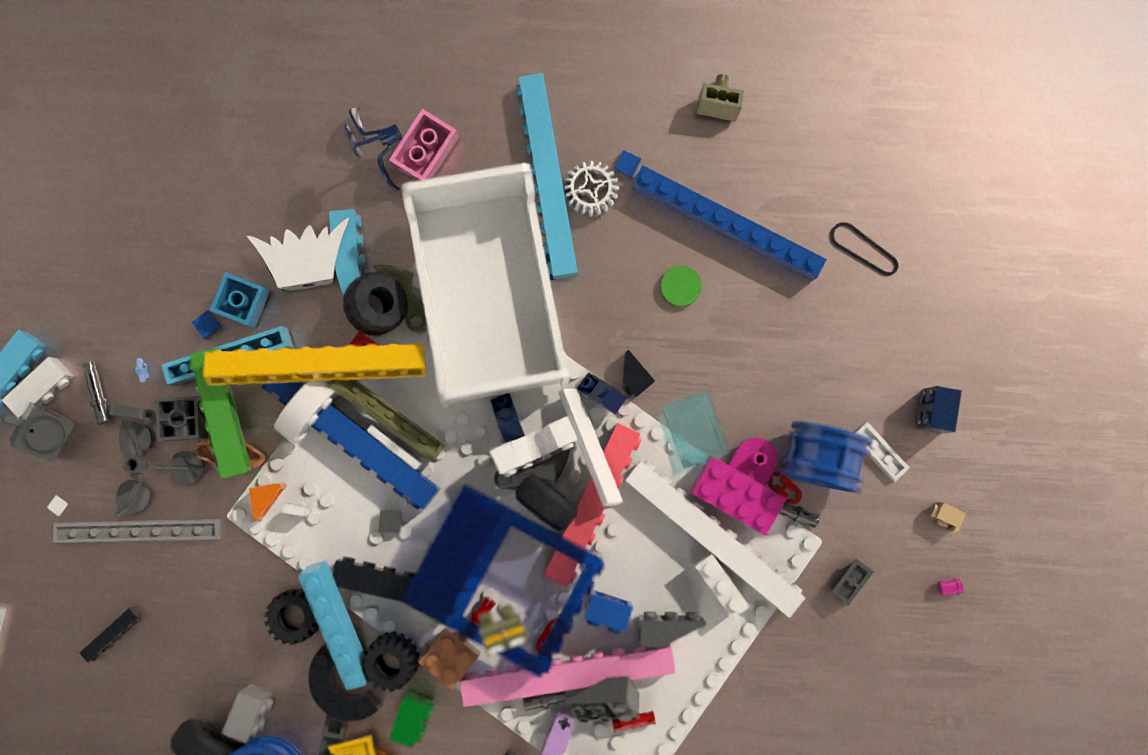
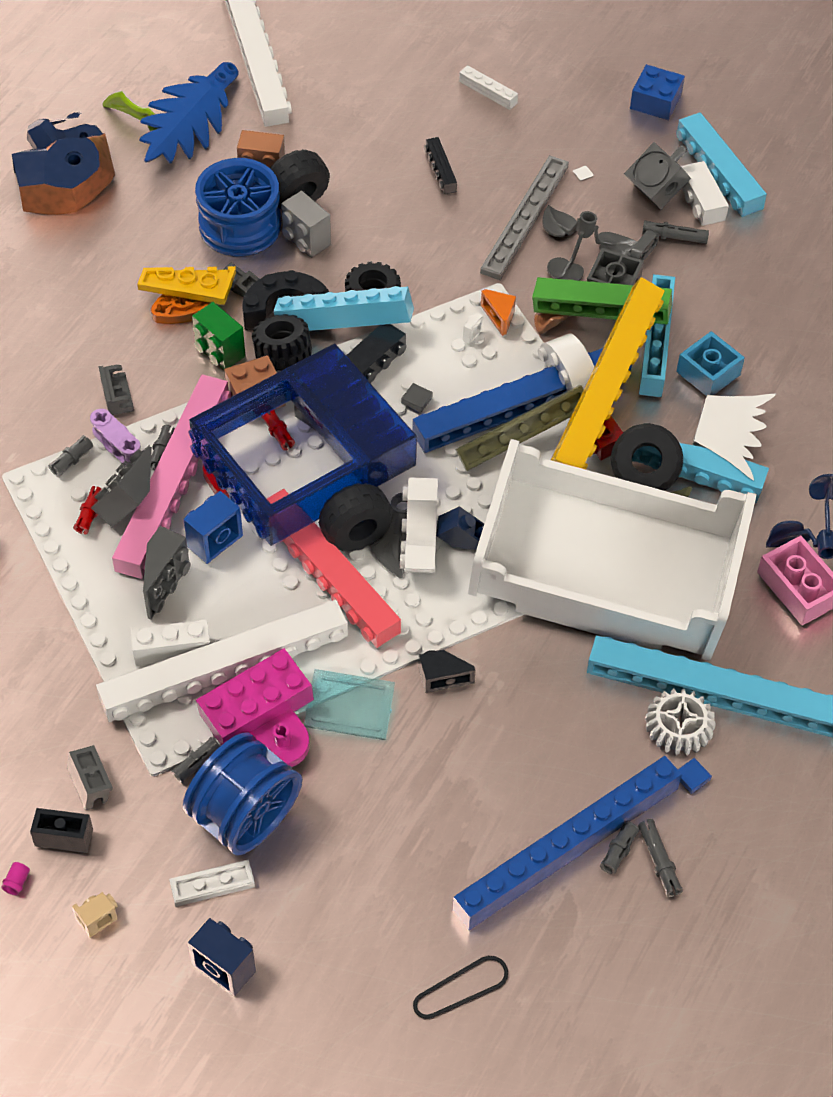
camera: 115 degrees right, 30 degrees down
(141, 370) = (679, 270): light blue piece -> none
(206, 324) = (697, 332): blue tile -> none
(394, 447) = (480, 427): white tile -> none
(493, 634) = (251, 402): olive hips -> none
(590, 447) = (390, 579): white tile -> none
(602, 393) = (440, 625): dark blue slope -> none
(681, 286) = (520, 765): bright green tile -> none
(712, 152) = (663, 866): none -> dark grey pin
(712, 189) = (619, 847): none -> dark grey pin
(720, 100) = (725, 900): olive brick -> none
(905, 575) = (61, 830): none -> black brick

